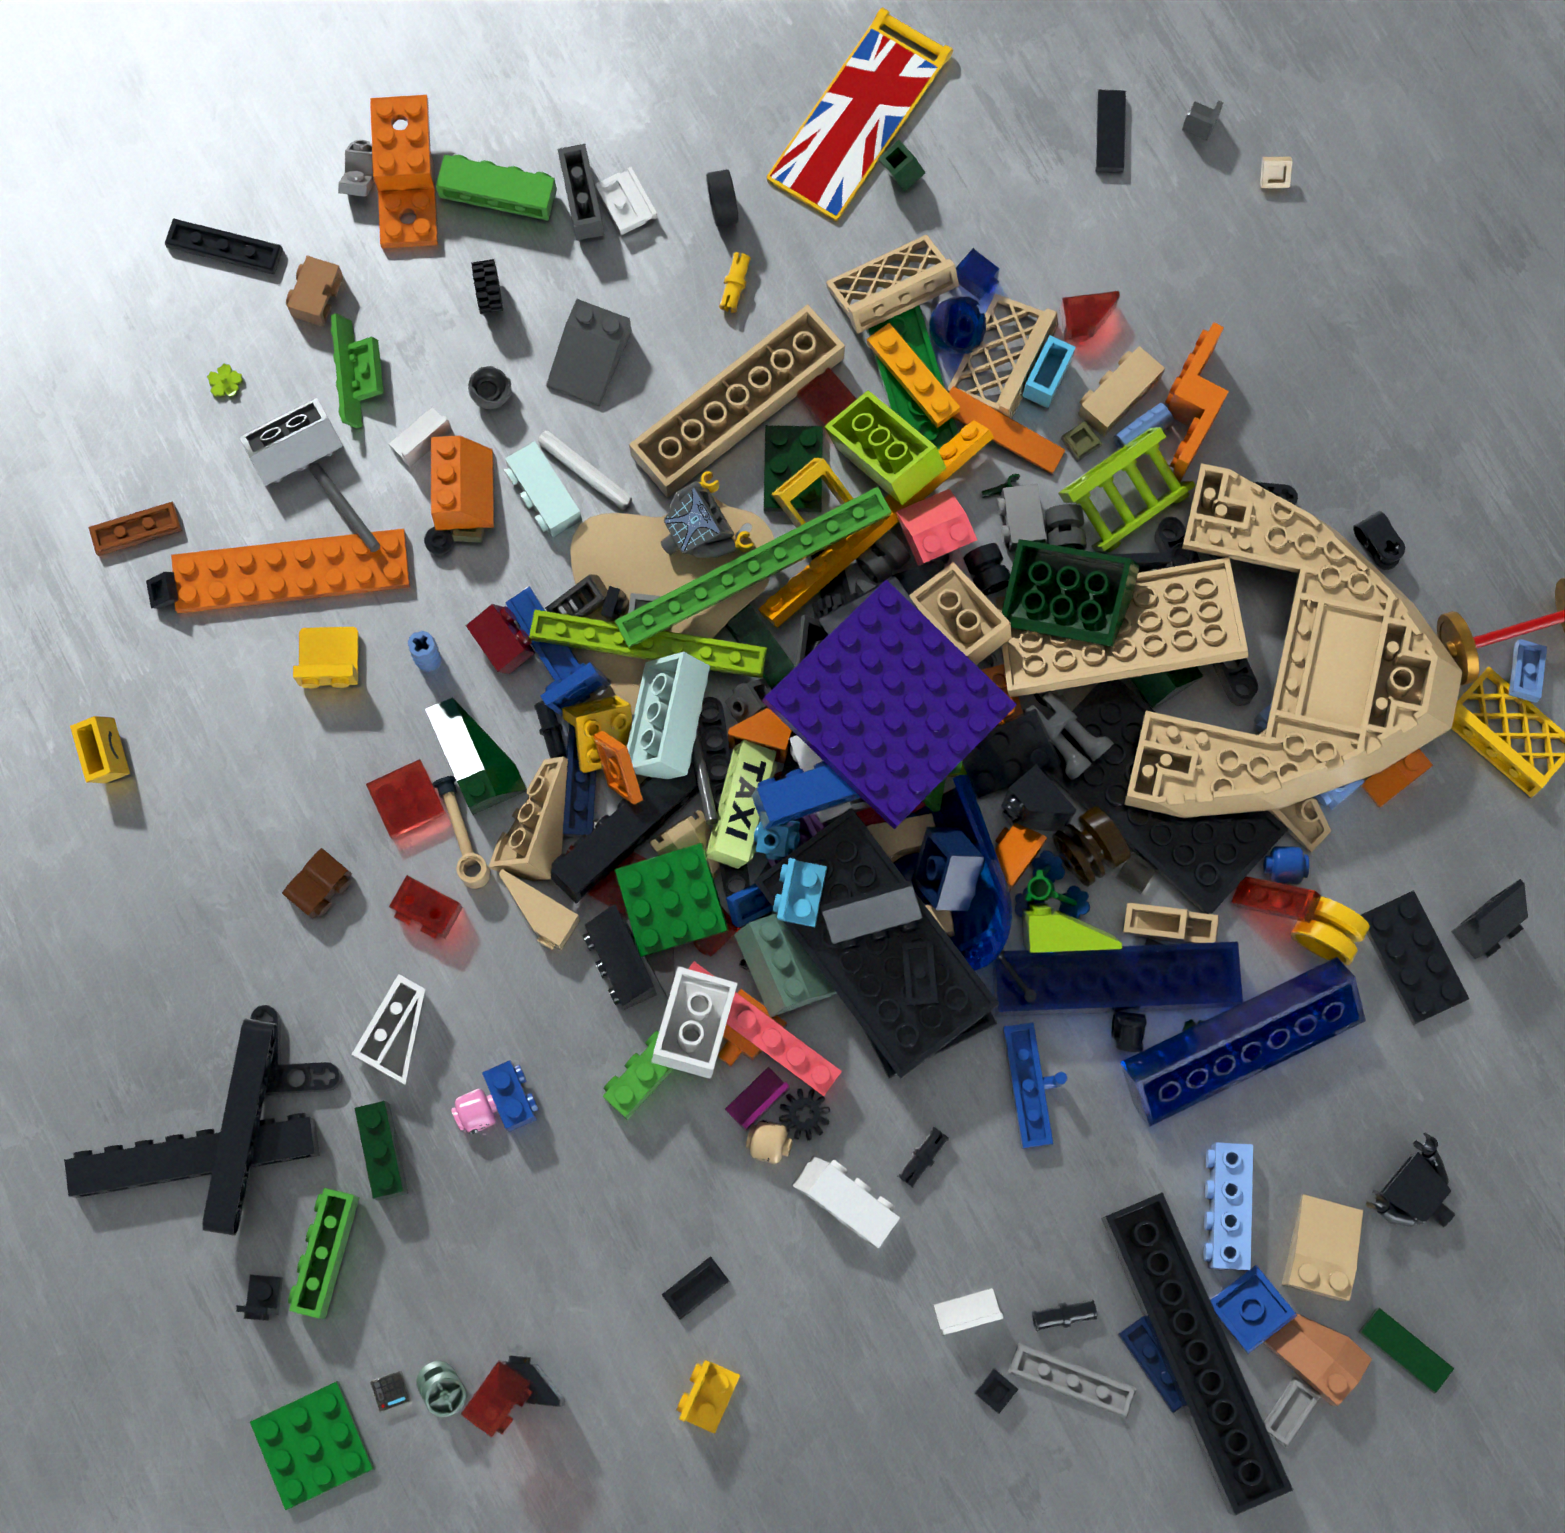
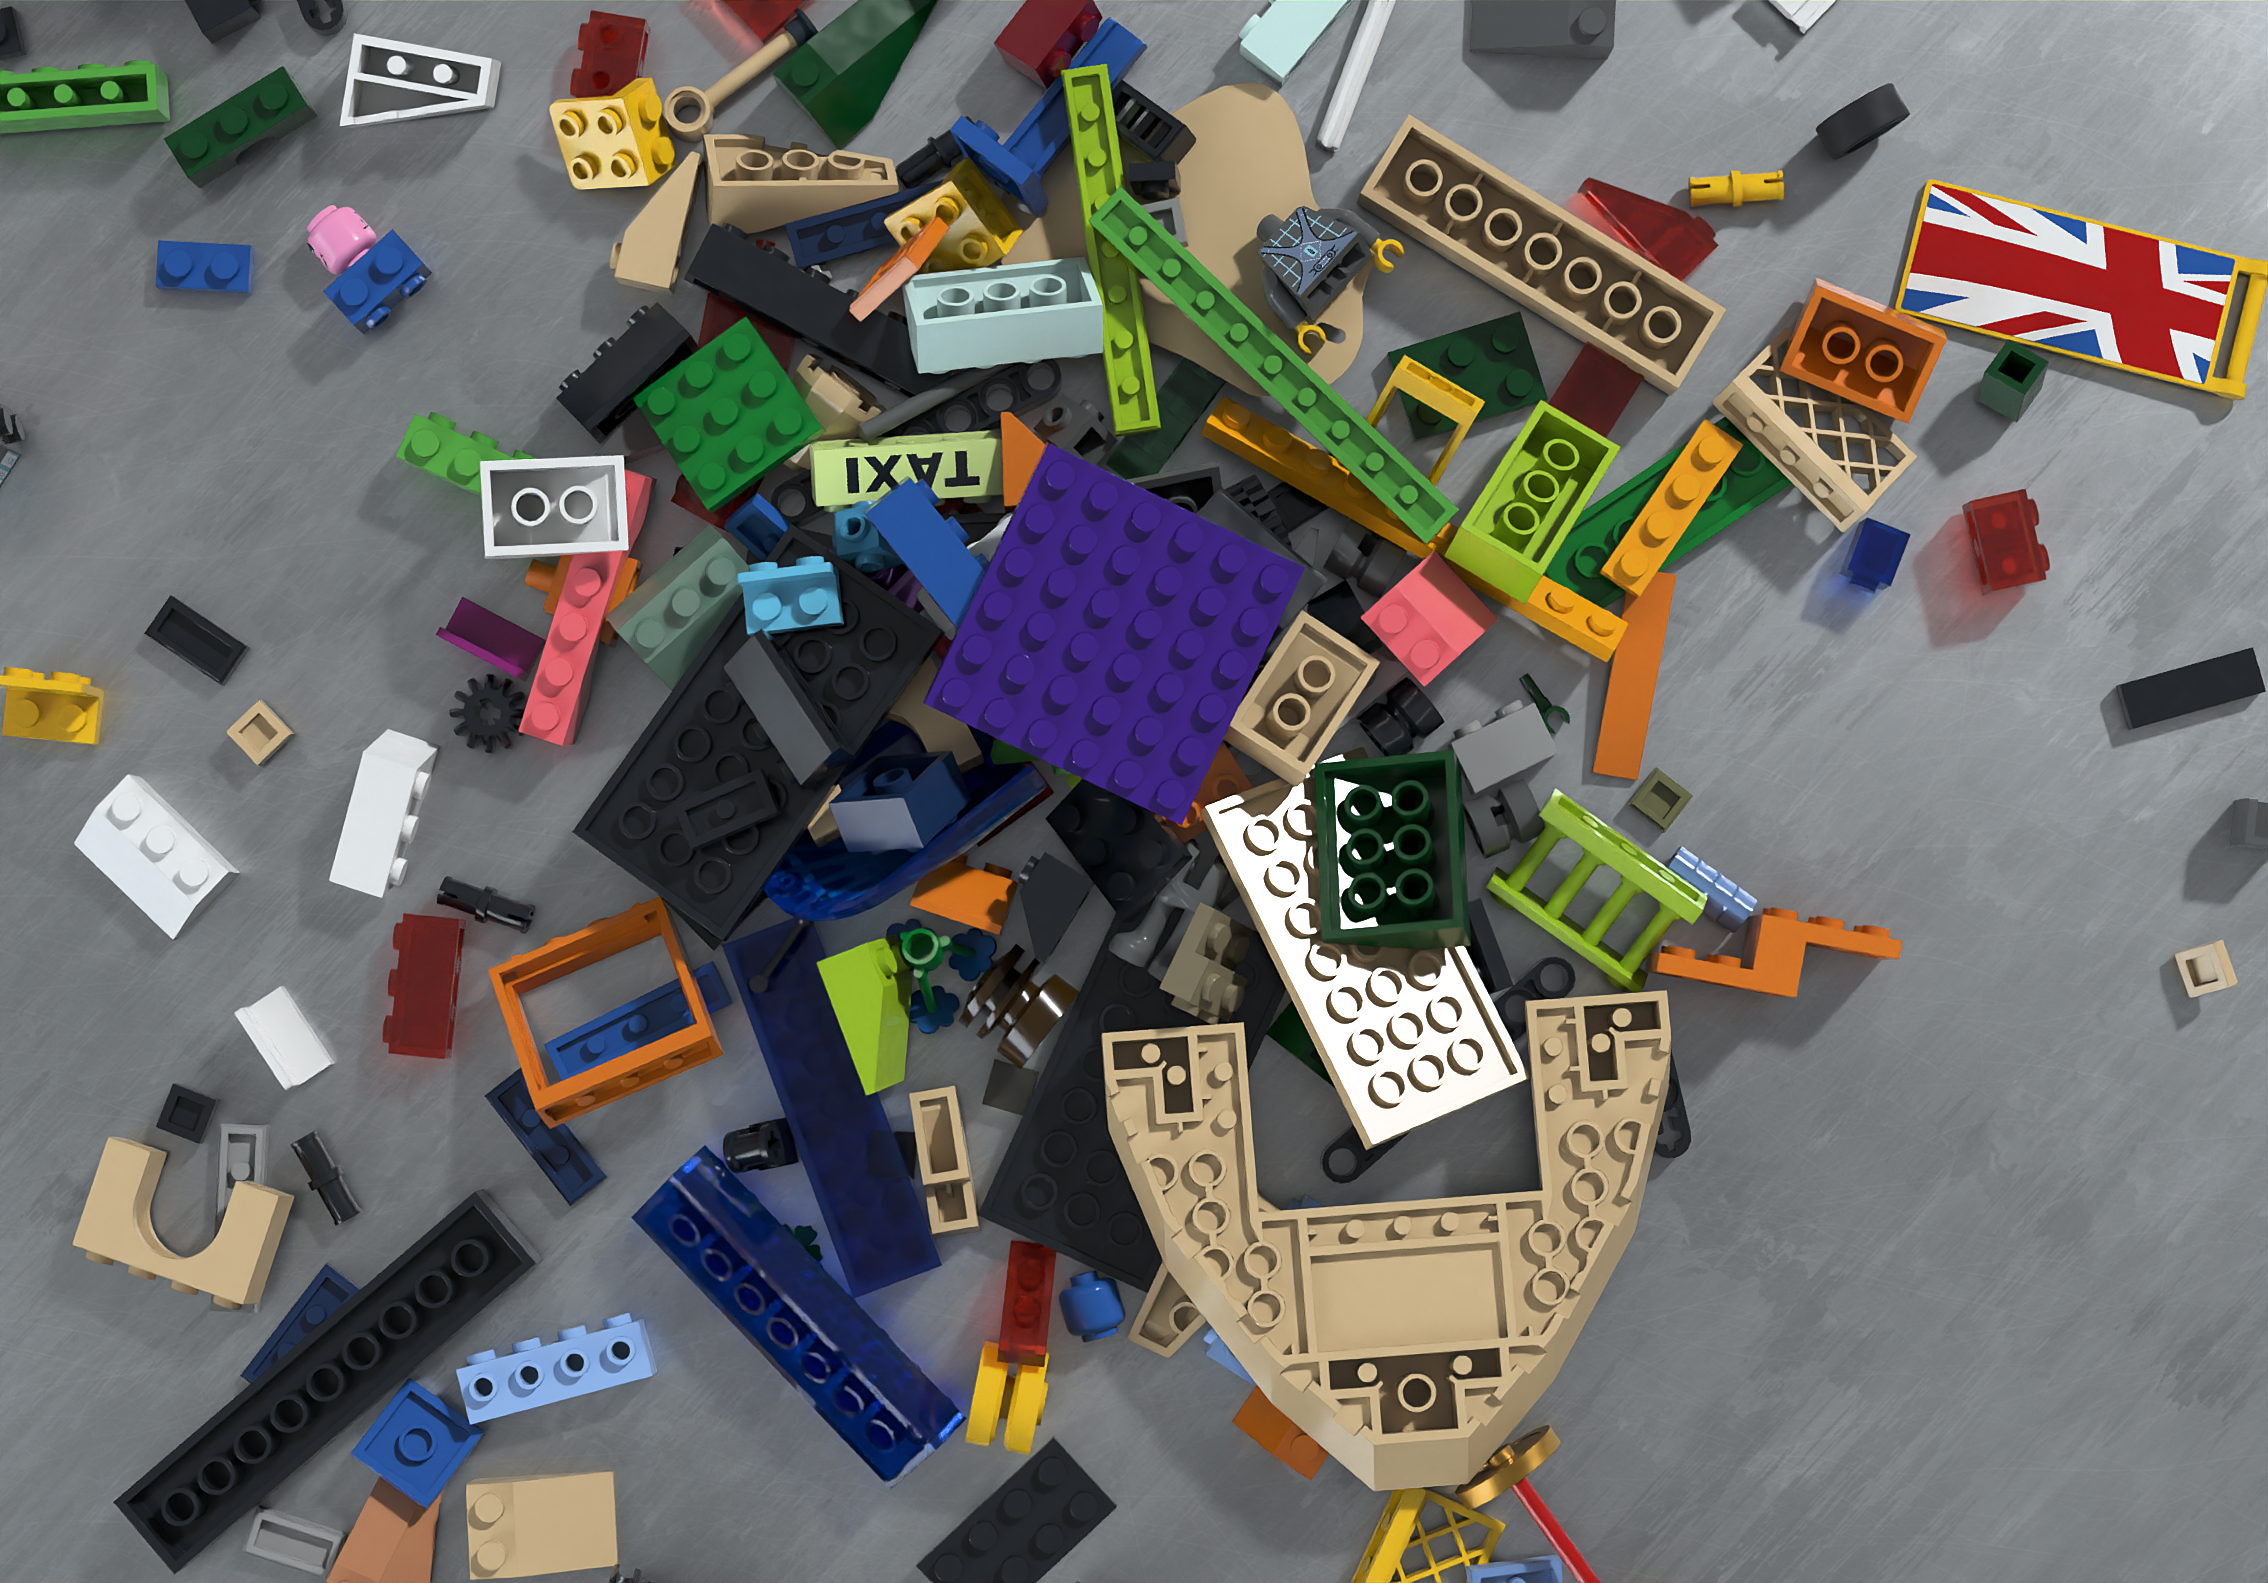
camera: 65 degrees right, 10 degrees up
(460, 1205) = (204, 267): none -> blue plate
(473, 919) = (614, 137): none -> yellow bracket
(742, 334) = (1651, 228): none -> clear red slope
(768, 1141) = (434, 675): tan head -> none
(768, 1265) = (259, 733): none -> tan plate
(825, 1359) = (154, 855): none -> white slope
(855, 241) = (1862, 350): none -> orange slope
(957, 325) = (1775, 551): clear blue cylinder -> none
(962, 1211) = (425, 986): none -> clear red brick
(994, 200) = (2006, 541): none -> clear red brick
(1015, 382) = (1756, 677): tan fence -> none
(1048, 371) = (1748, 714): medium azure brick -> none
(1058, 1459) = (120, 1228): none -> tan arch
(1062, 1094) = (627, 1072): none -> orange window
(1079, 1167) = (556, 1149): none -> dark blue tile
(1086, 314) = (1865, 744): clear red slope -> none
(1110, 727) = (1205, 966): none -> dark tan plate
(1120, 390) = (1758, 834): tan brick -> none
(1380, 538) = (1657, 1295): black piece -> none

